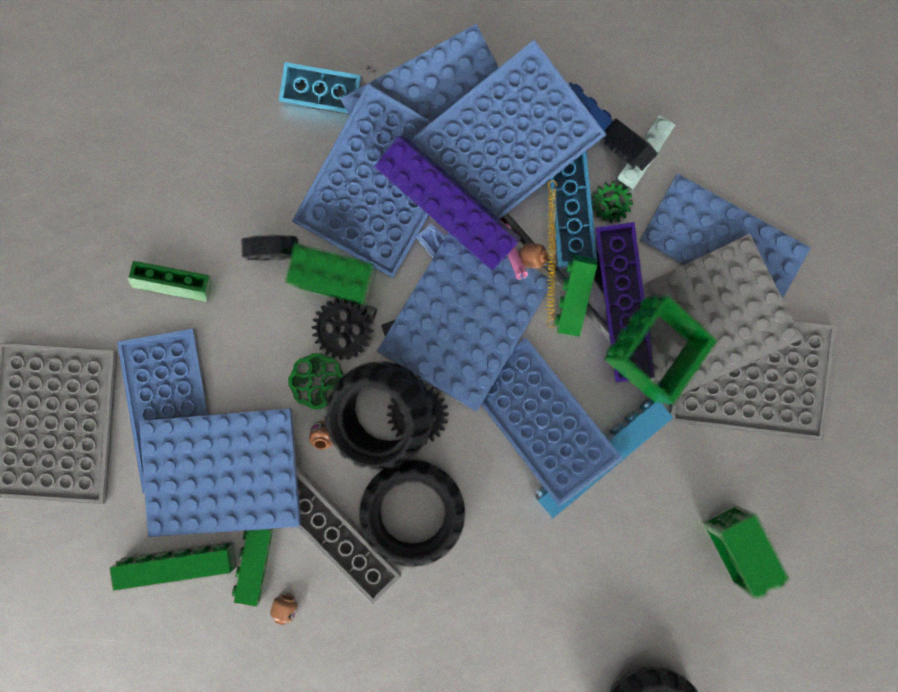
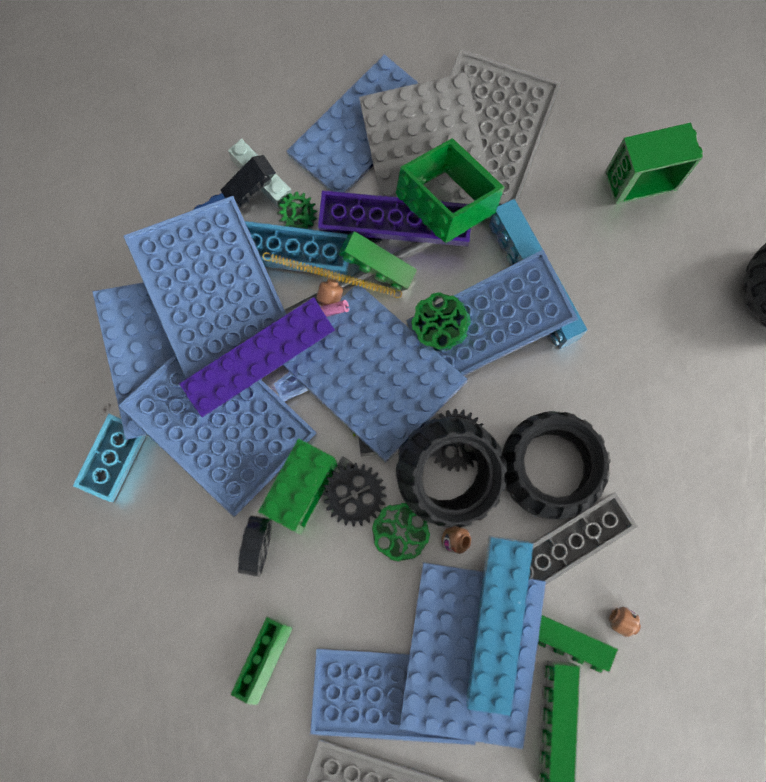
camera: 75 degrees left, 10 degrees down
(249, 491) = (499, 625): none -> dark azure brick
(539, 357) = (431, 337): none -> green connector

